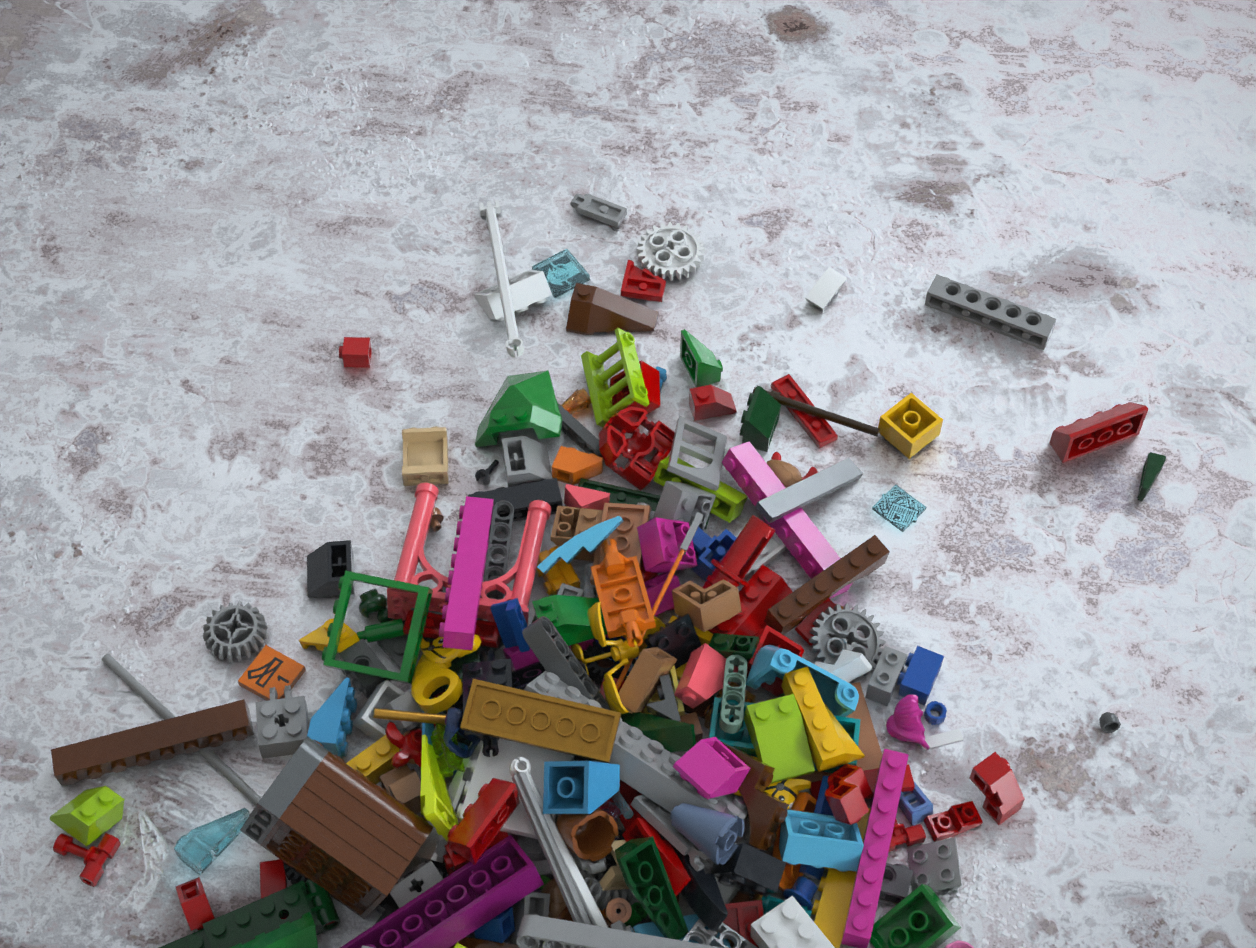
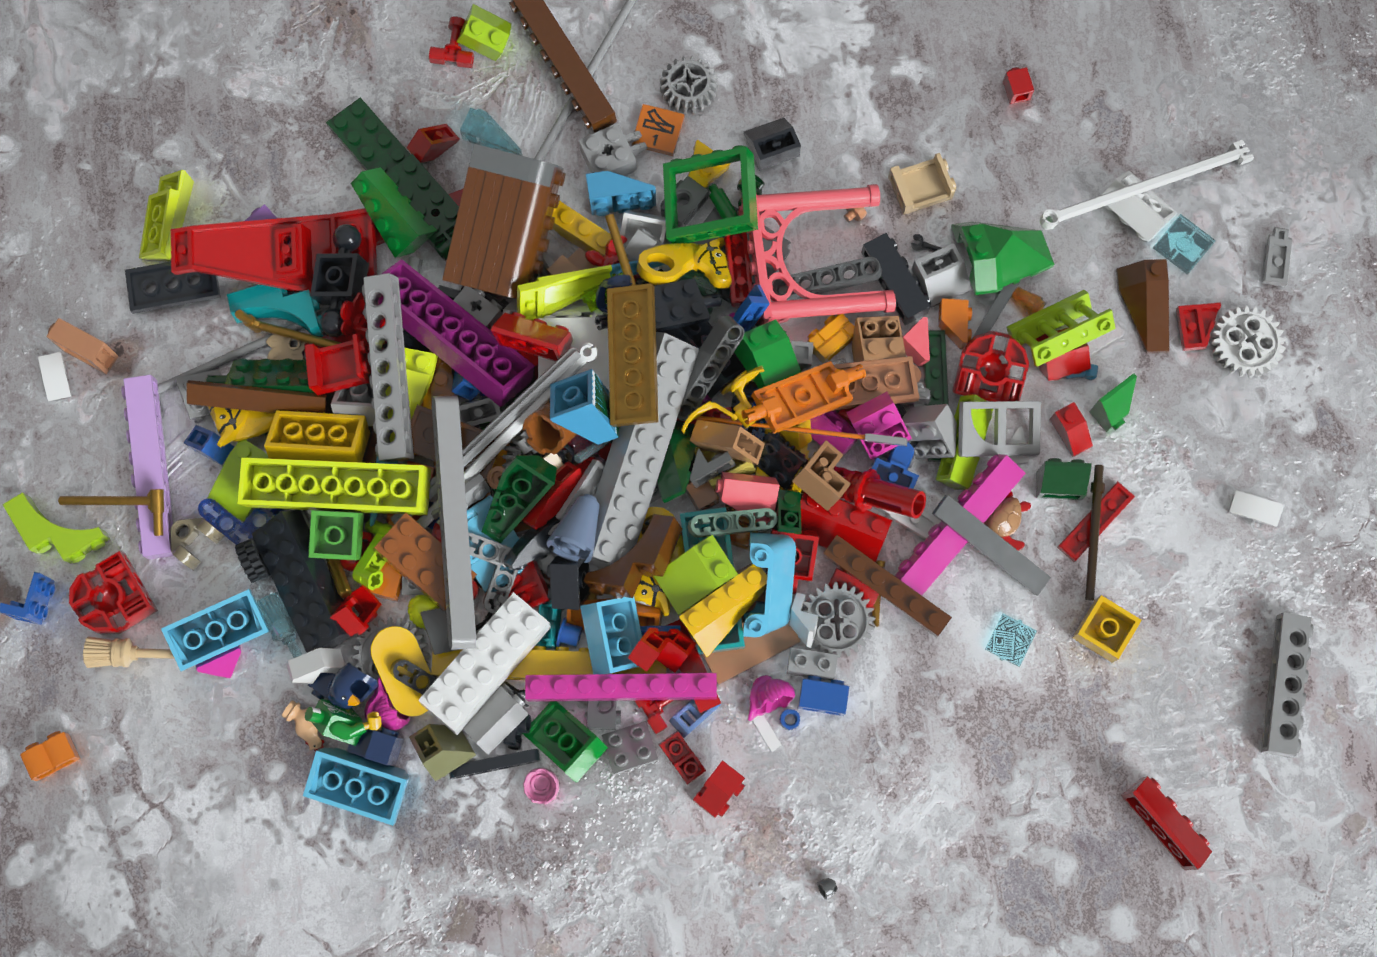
camera: 75 degrees right, 20 degrees up
(468, 574) = (785, 254): dark pink brick -> none
(588, 539) = (856, 348): medium azure slope -> none
(712, 768) = (636, 518): dark pink slope -> none
(1151, 470) = (1139, 889): dark green slope -> none

